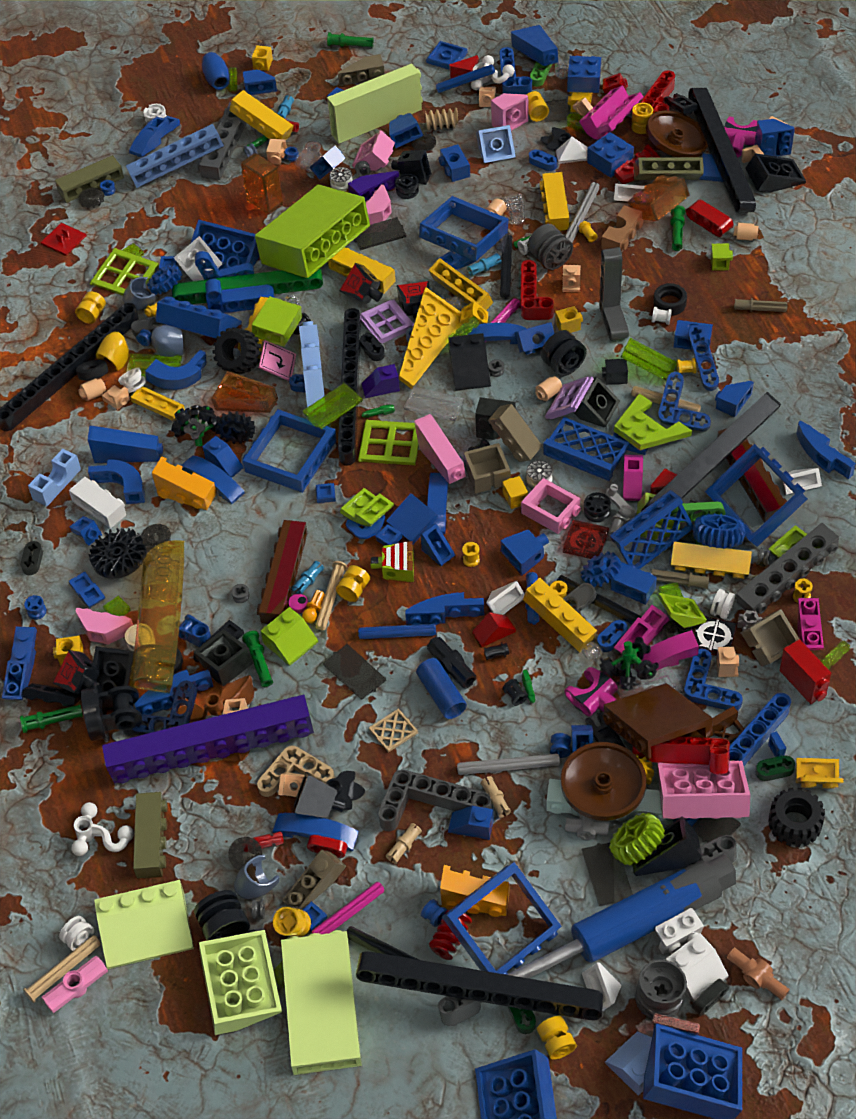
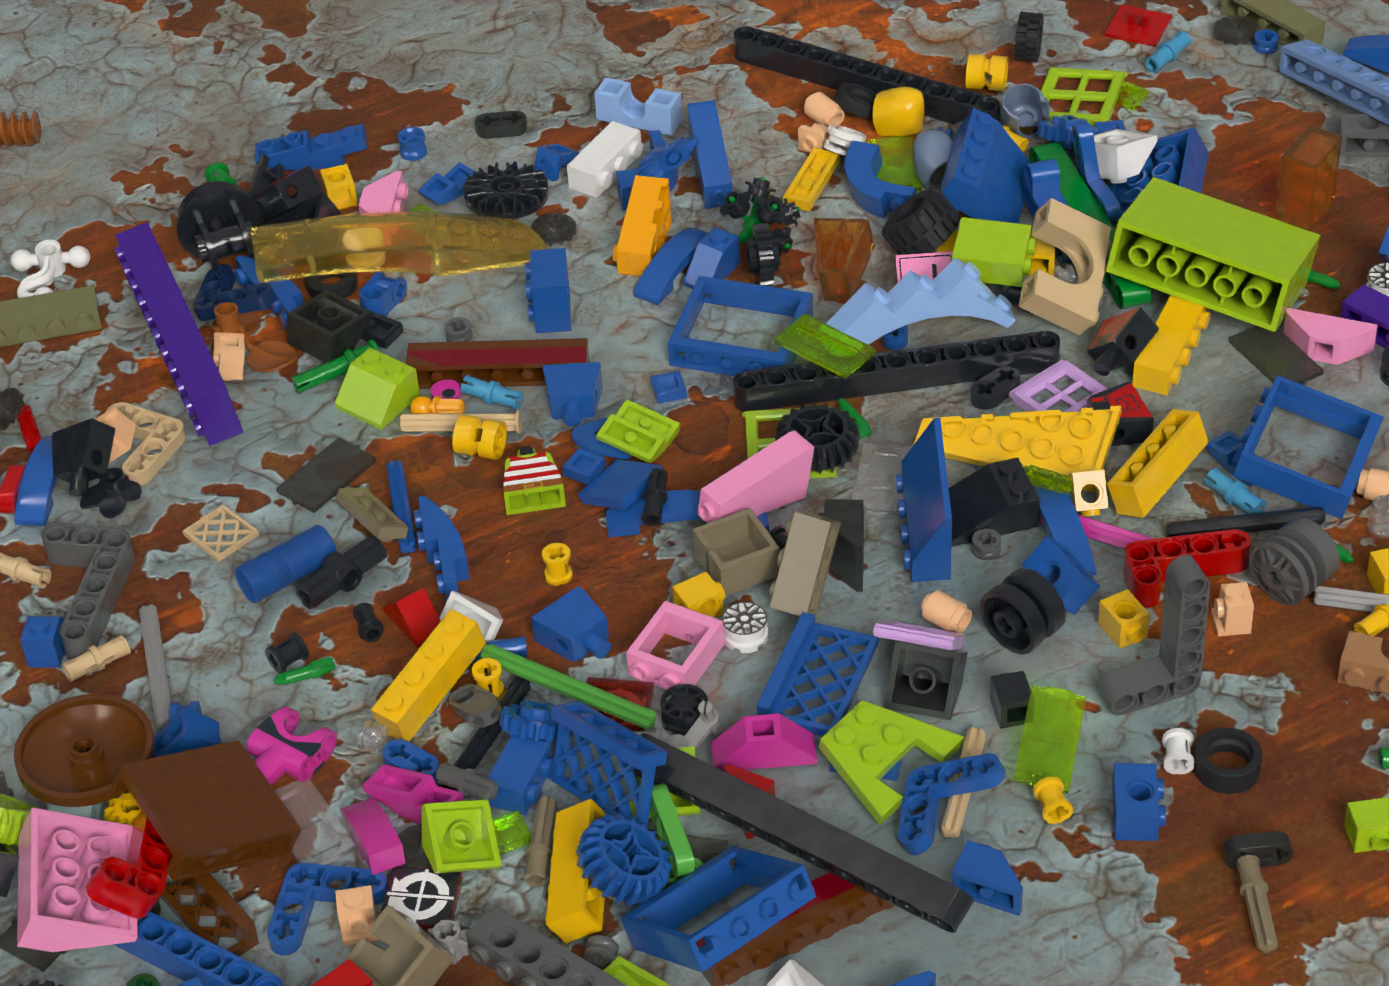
camera: 80 degrees right, 10 degrees down
(67, 281) = (1028, 36): none -> black tyre
(100, 228) = (1167, 51): none -> dark azure pin
(124, 463) = (667, 158): none -> blue hair
(231, 534) = (548, 290): none -> blue brick
(284, 281) = (1087, 246): none -> tan arch
(322, 536) = (573, 390): none -> blue torso
(381, 381) = (911, 407): dark purple slope -> none
(400, 417) = (828, 430): none -> black gear
(407, 641) = (372, 513): none -> dark tan plate
(436, 545) = (570, 518): blue slope -> none
(437, 497) = (655, 497): none -> black axle
(481, 372) = (926, 507): none -> blue slope
(585, 542) = (571, 687): none -> bright green axle
(622, 666) = (342, 778): black plant -> none
(645, 601) = (467, 781): none -> dark grey axle
(704, 357) = (1068, 811): blue beam -> none
(722, 604) = (479, 893): white wheel -> none
(729, 298) = (1270, 848): none -> pearl dark grey beam

